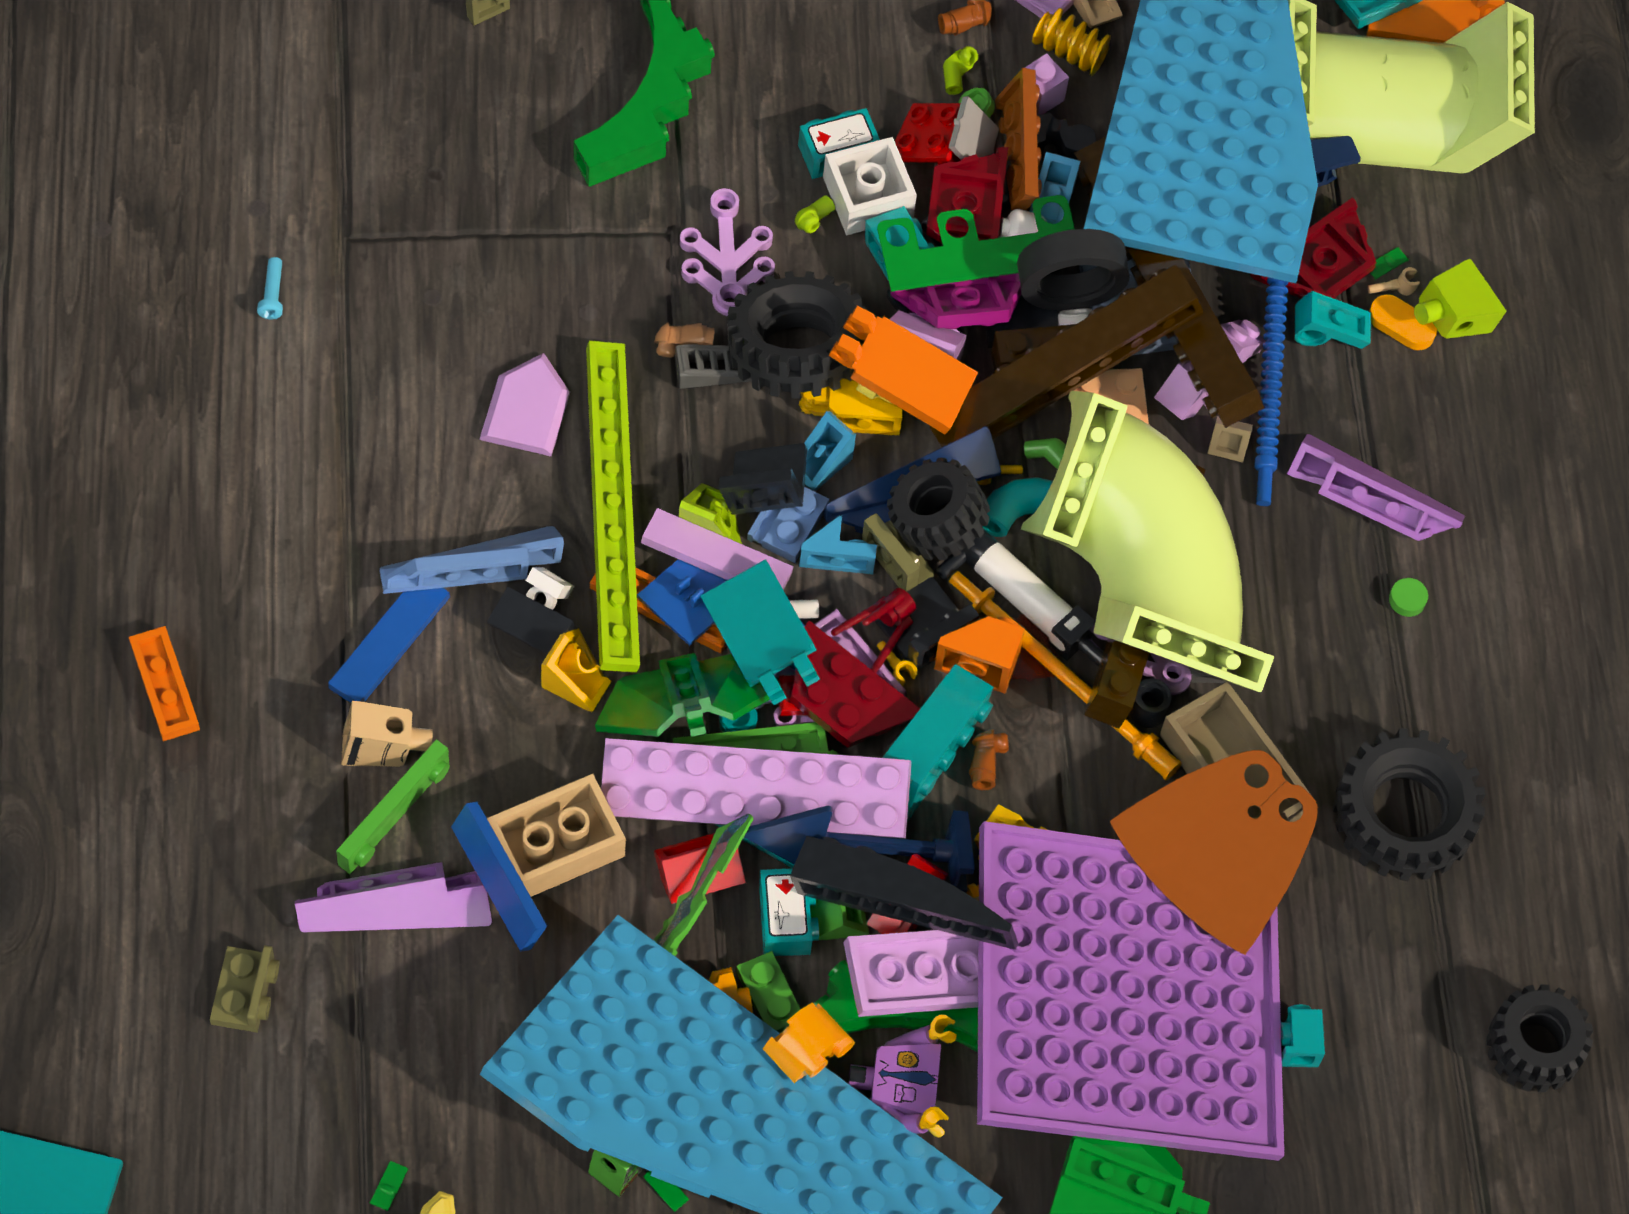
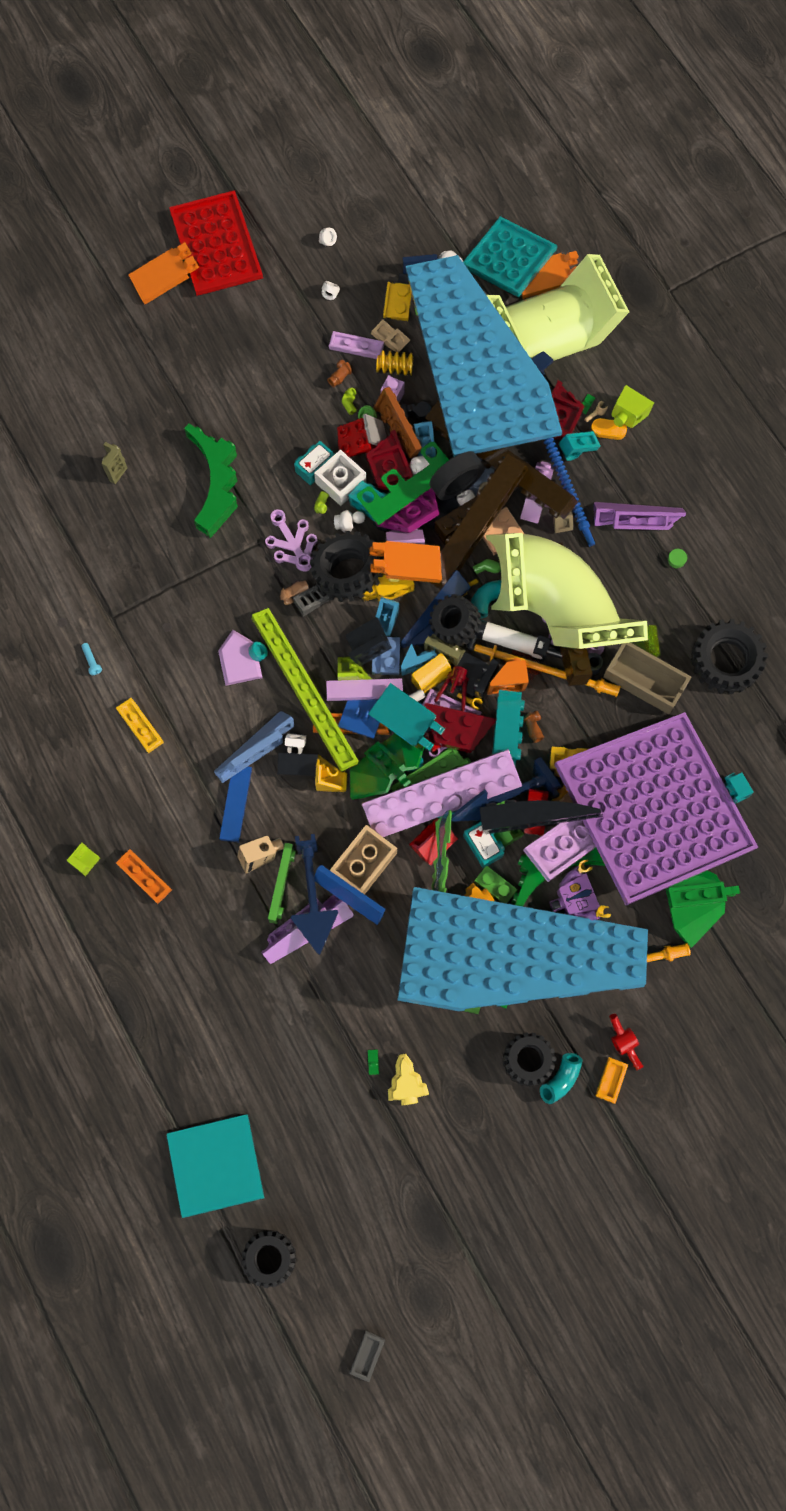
camera: 20 degrees left, 10 degrees up
(77, 606) = (83, 859): none -> lime panel
(243, 988) = (258, 1003): olive bracket -> none
(295, 435) = (139, 725): none -> yellow tile
(413, 898) = (313, 925): none -> dark blue piece
(566, 407) = (257, 651): none -> teal tile
(807, 1043) = (530, 904): light orange cylinder -> none
(843, 260) = (345, 520): none -> white animal
(850, 583) = (431, 673): none -> yellow brick
(1213, 855) = (661, 724): dark orange piece -> none
(1283, 713) = (652, 643): none -> clear neon green cylinder

